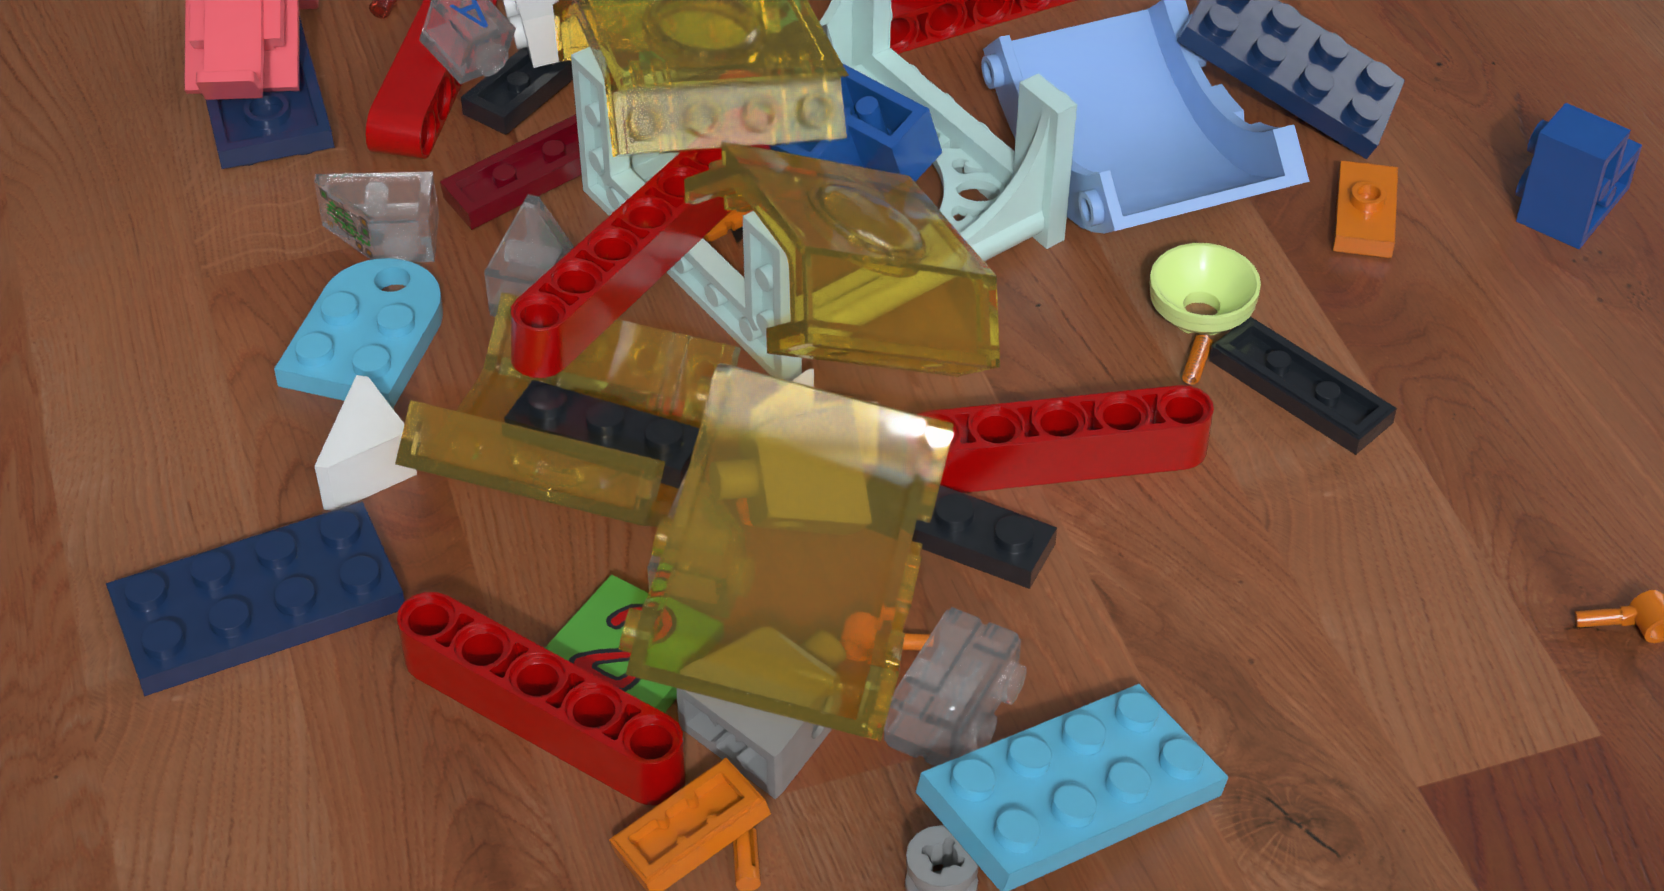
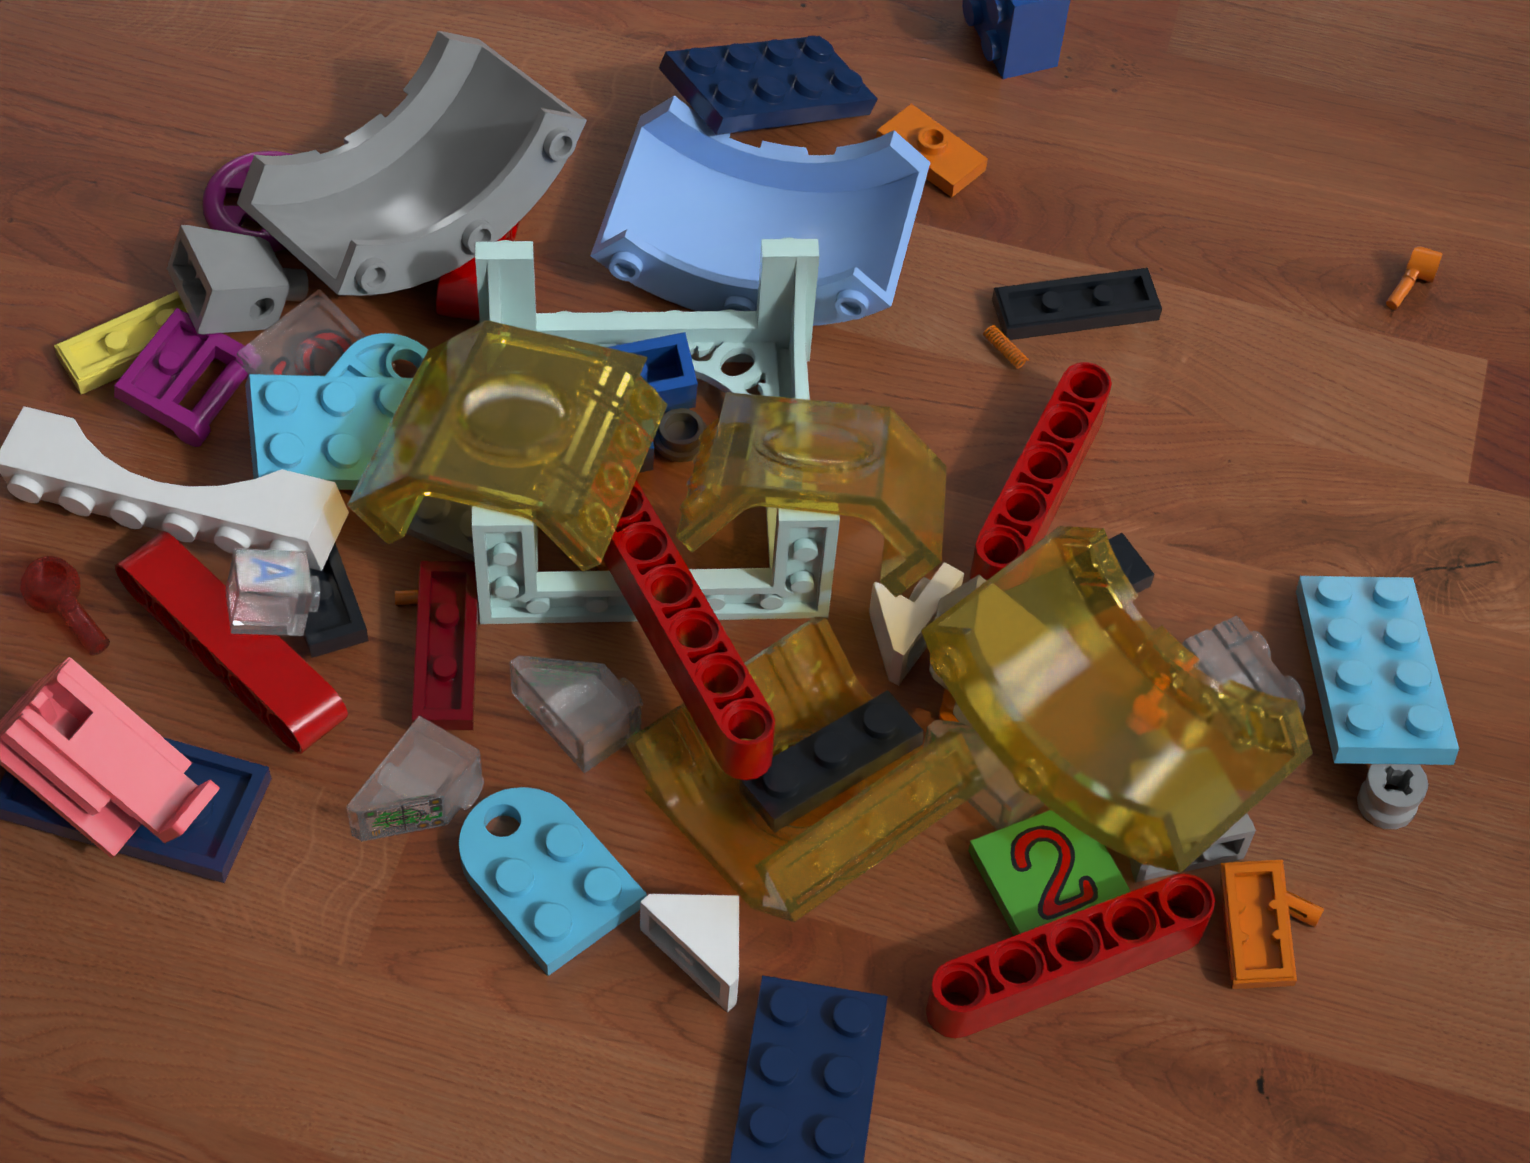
camera: 60 degrees left, 10 degrees up
(1207, 276) = (963, 280): yellowish green piece -> none

